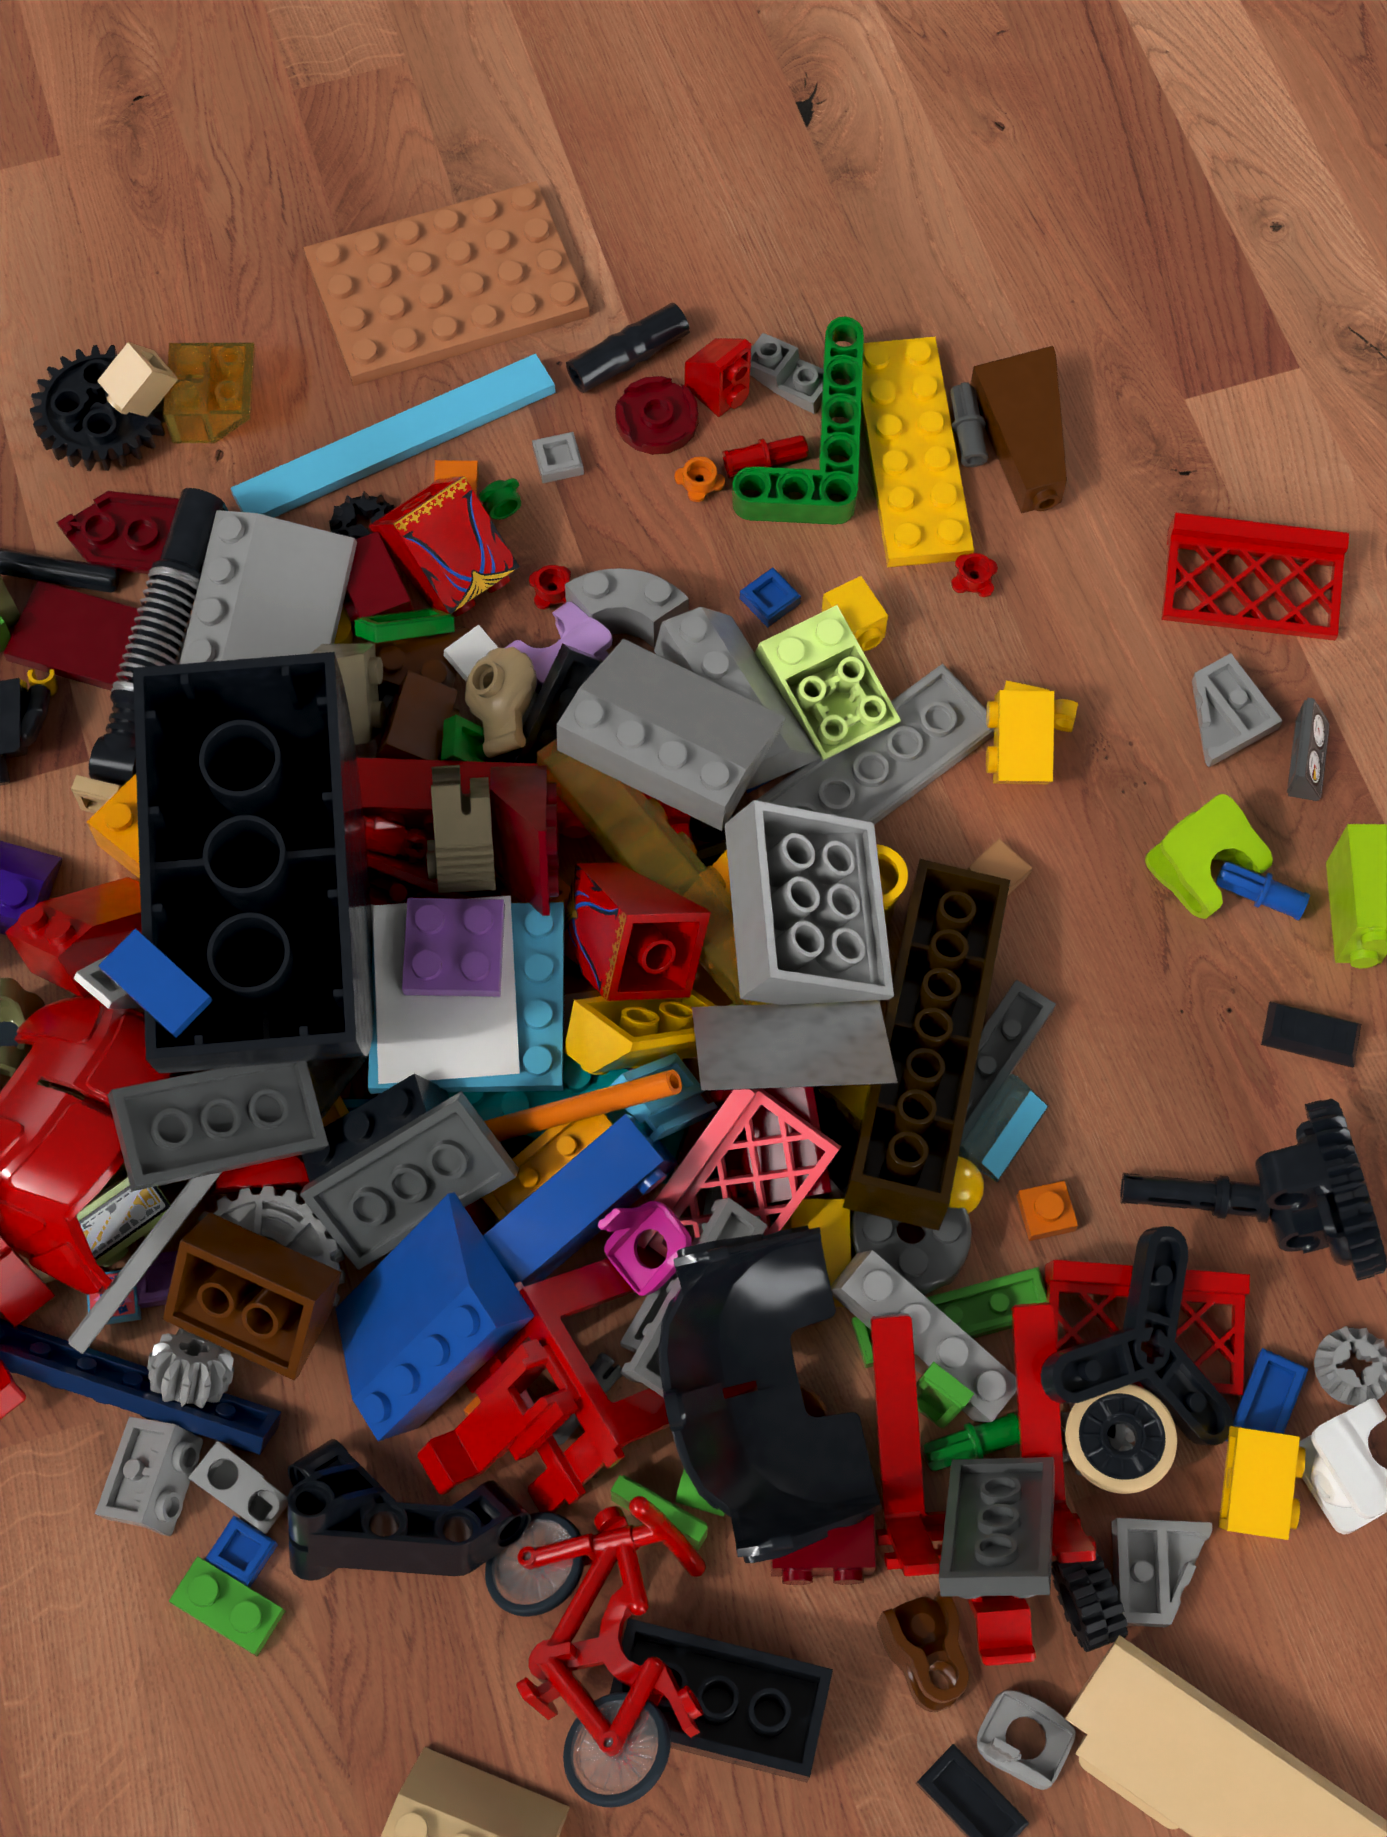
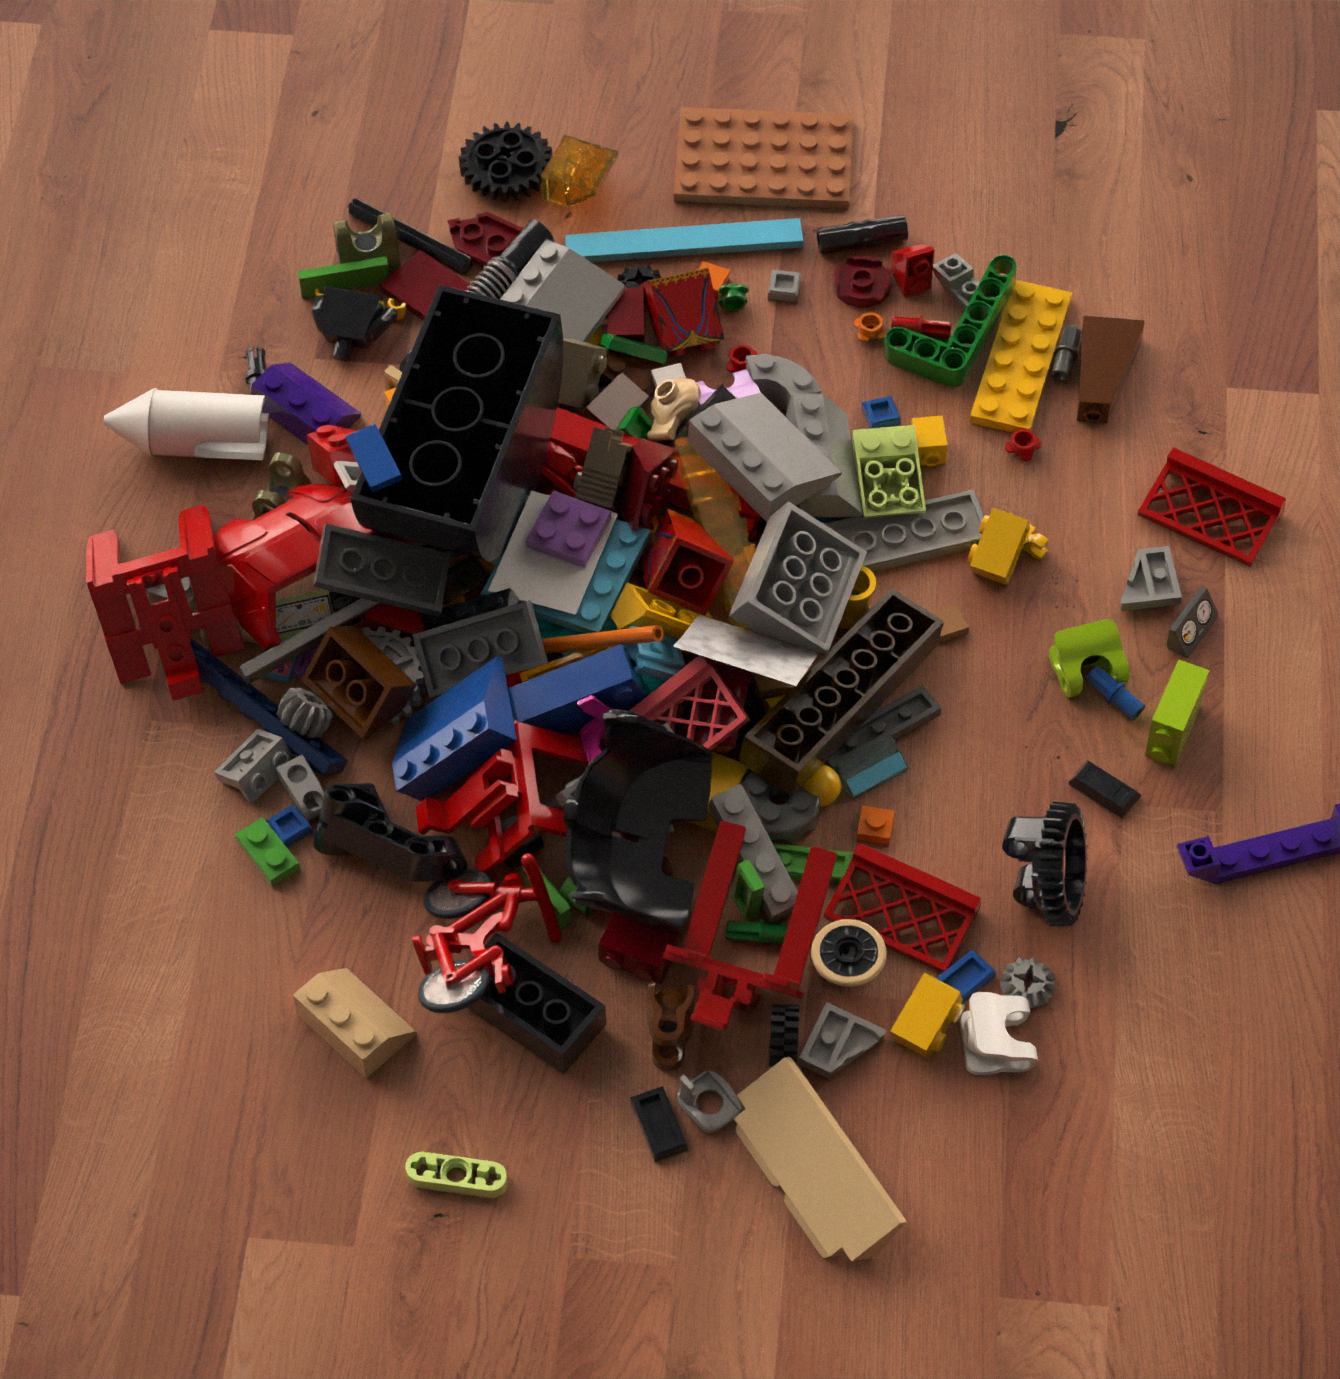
camera: 25 degrees right, 10 degrees down
(137, 380) = (532, 148): tan brick -> none
(998, 1528) = (739, 957): dark grey plate -> none
(1117, 1357) = (866, 906): black piece -> none
(1217, 1196) = (989, 855): black pin -> none

